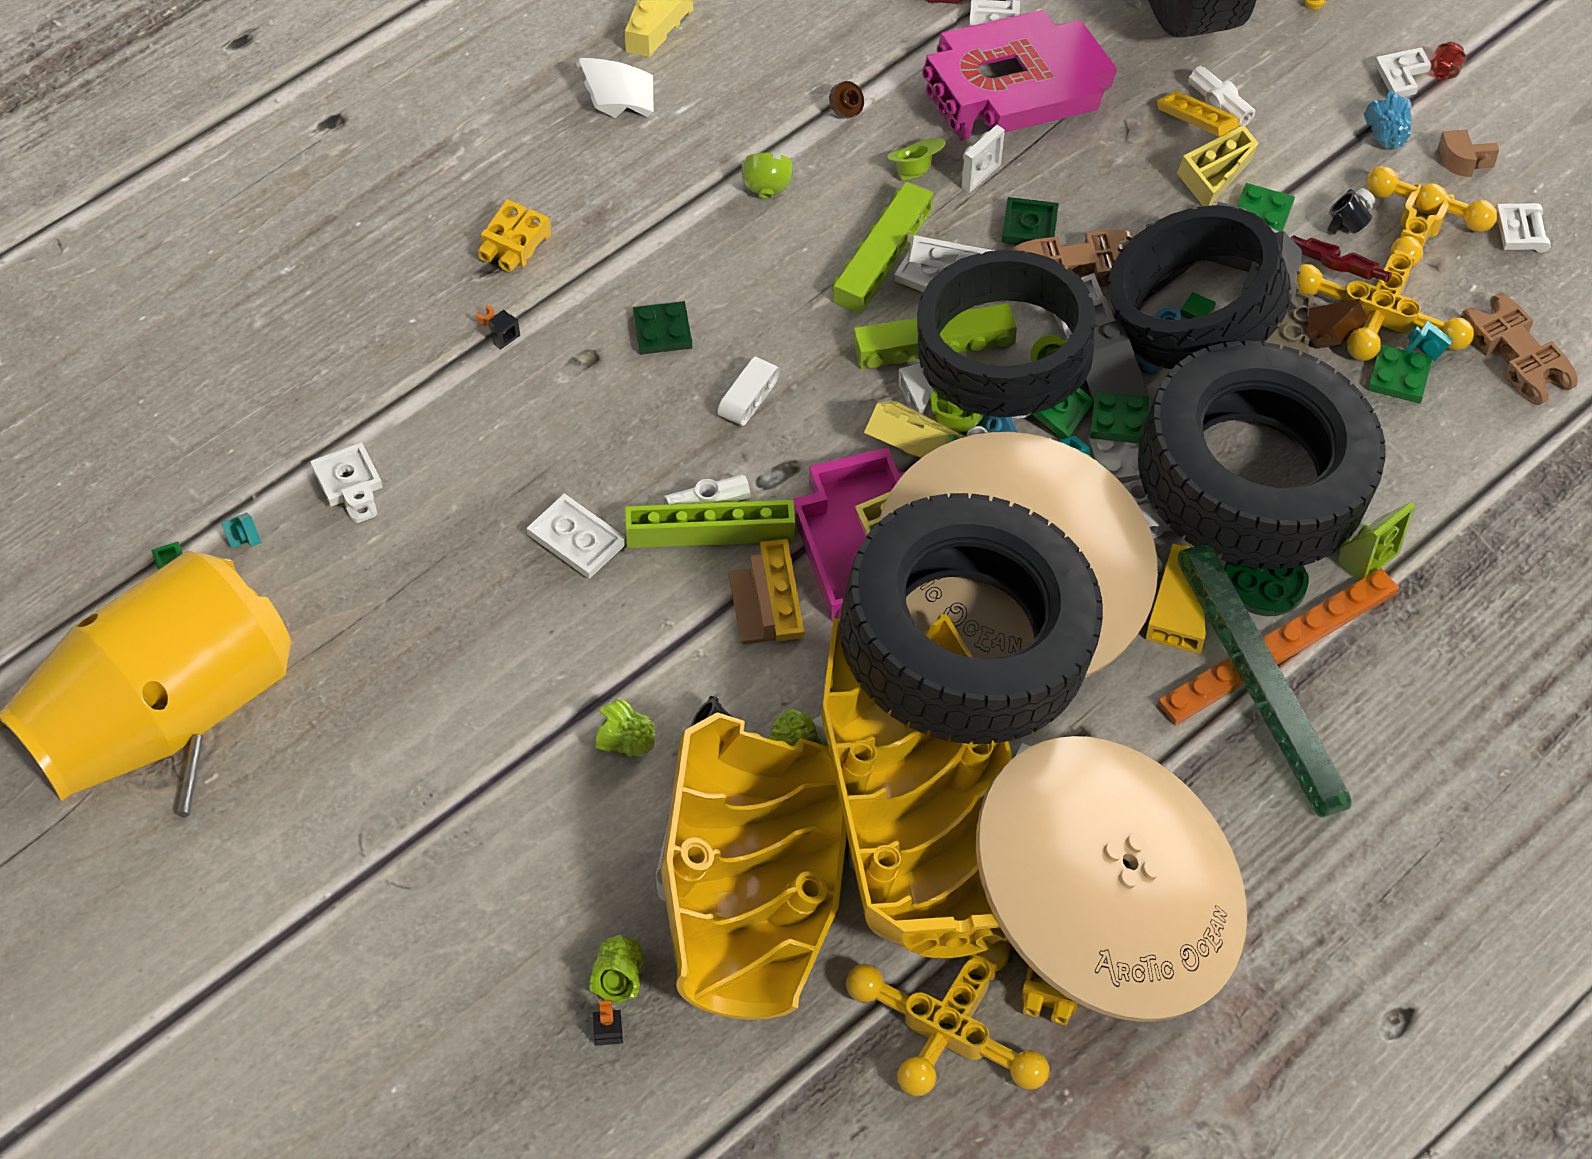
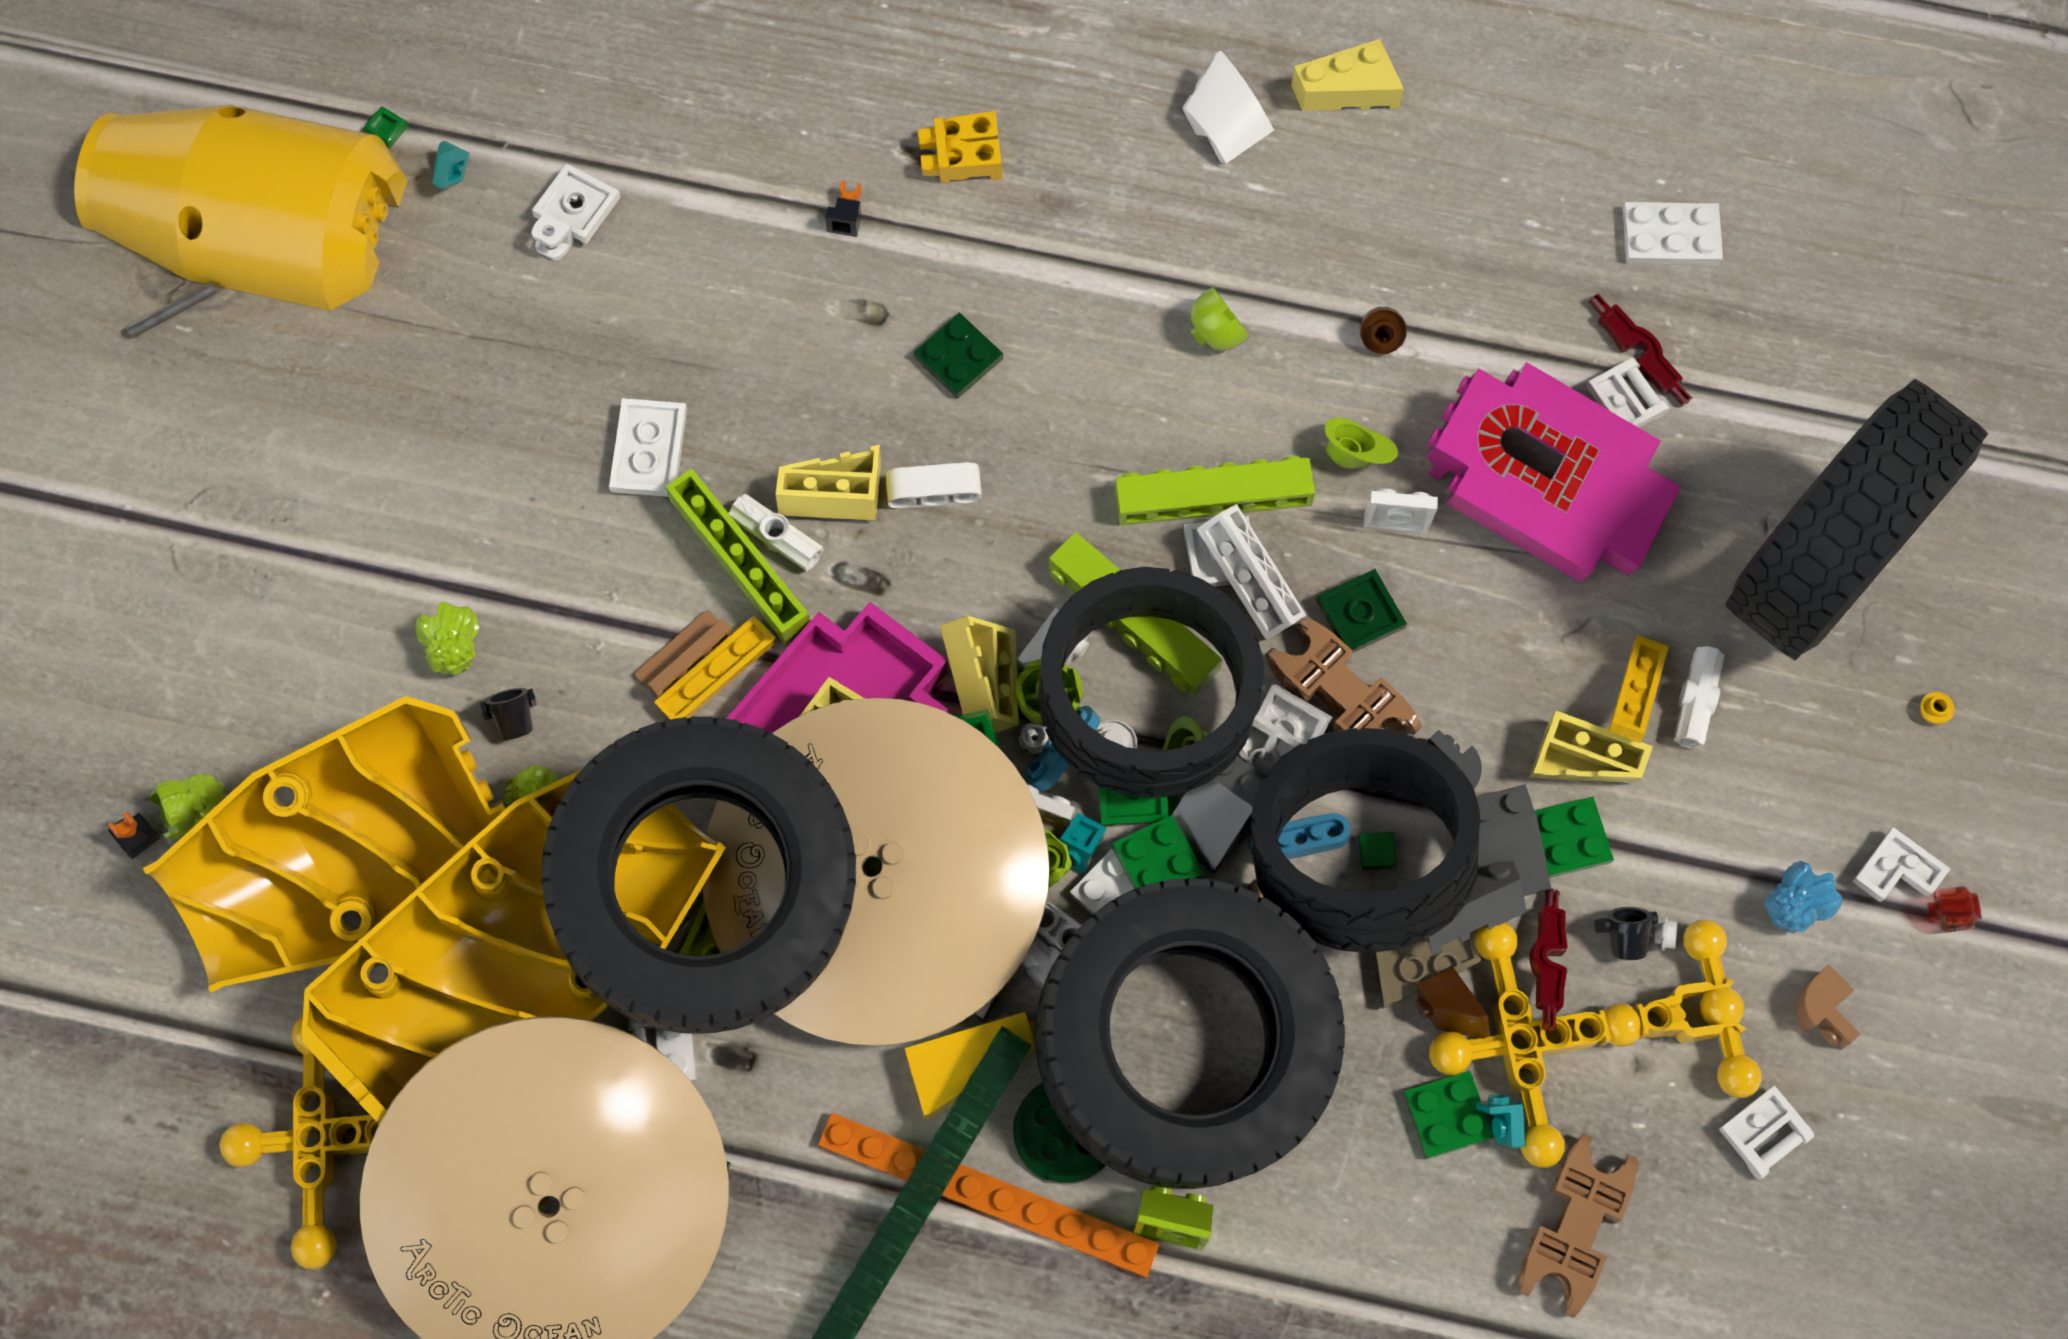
camera: 55 degrees right, 15 degrees up
(705, 443) = (831, 488): none -> light yellow wedge

